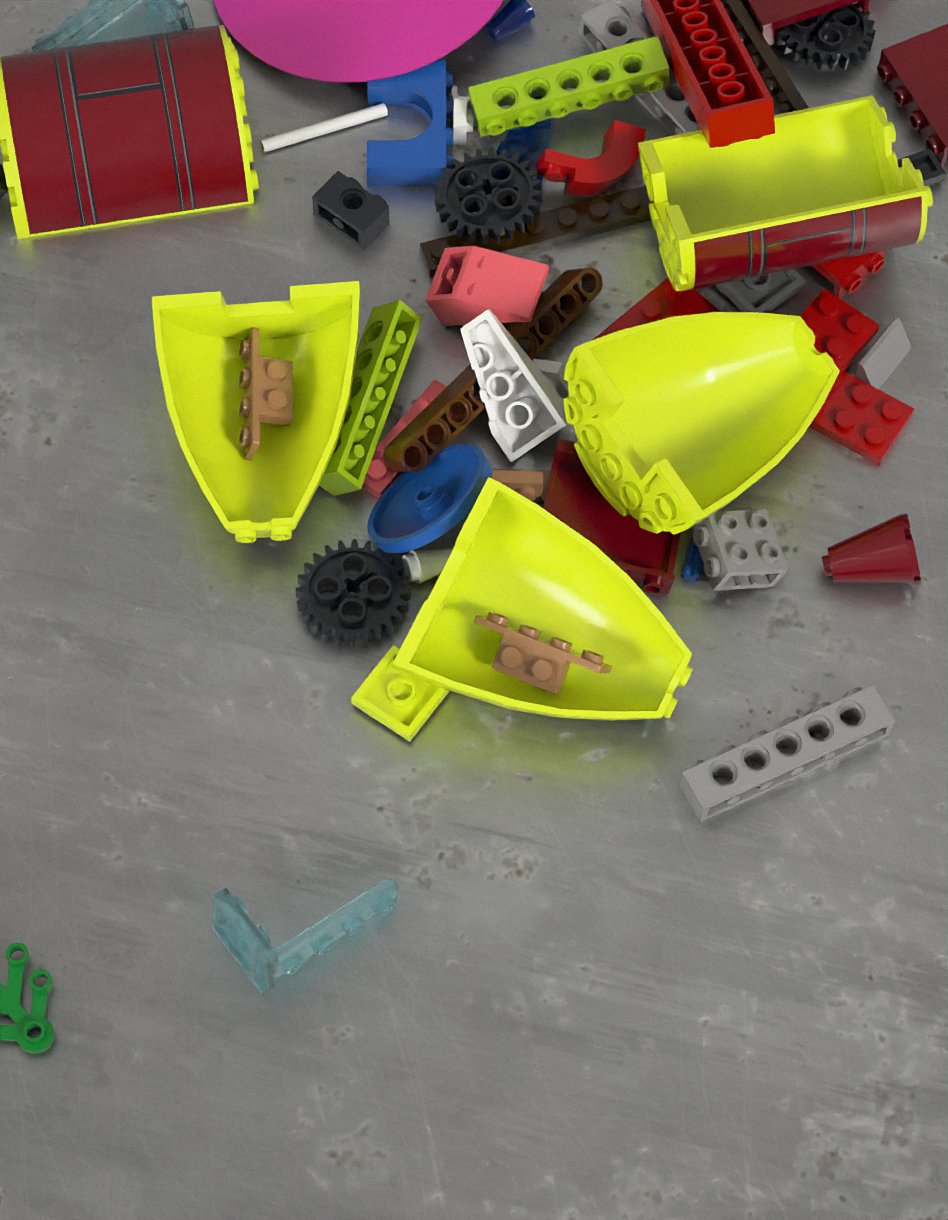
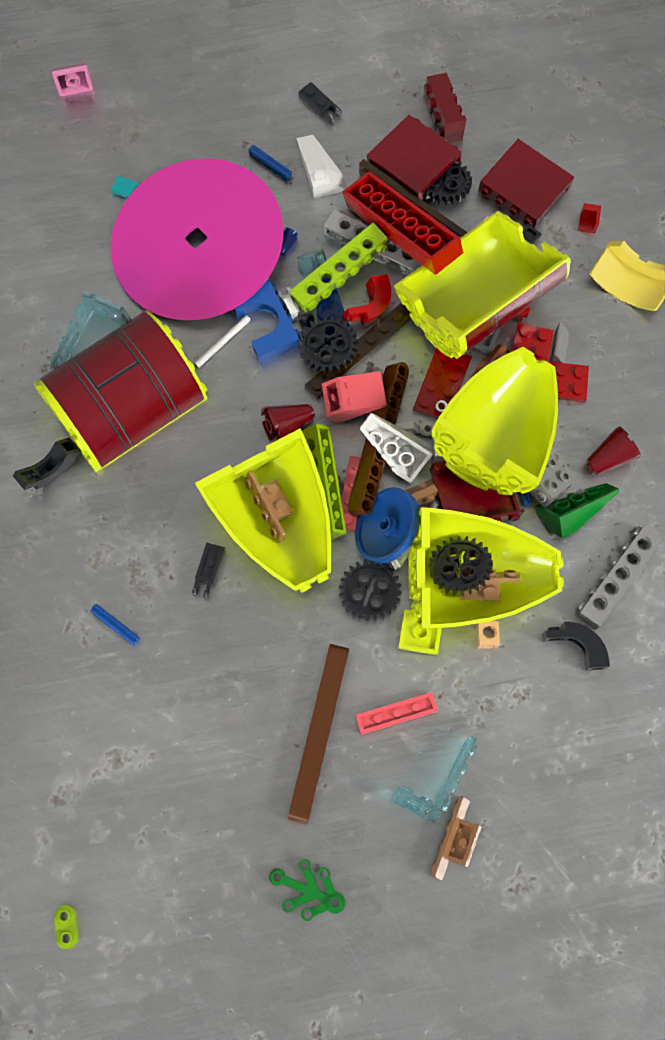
camera: 25 degrees left, 10 degrees up
(112, 451) = (208, 568): none -> black hinge
(149, 771) = (318, 734): none -> reddish brown beam
(283, 1031) = (459, 840): none -> medium nougat bracket
(293, 797) = (396, 713): none -> coral plate
(358, 225) = (267, 389): black brick -> none
(378, 280) = (285, 419): none -> dark red cone
(477, 143) = (305, 319): none -> black hinge
(507, 757) = (488, 642): none -> light nougat brick
(514, 606) = (442, 562): none -> black gear
(528, 59) = (311, 261): none -> clear light blue panel
(667, 817) = (587, 640): none -> black arch
(751, 621) = (572, 512): none -> green wedge

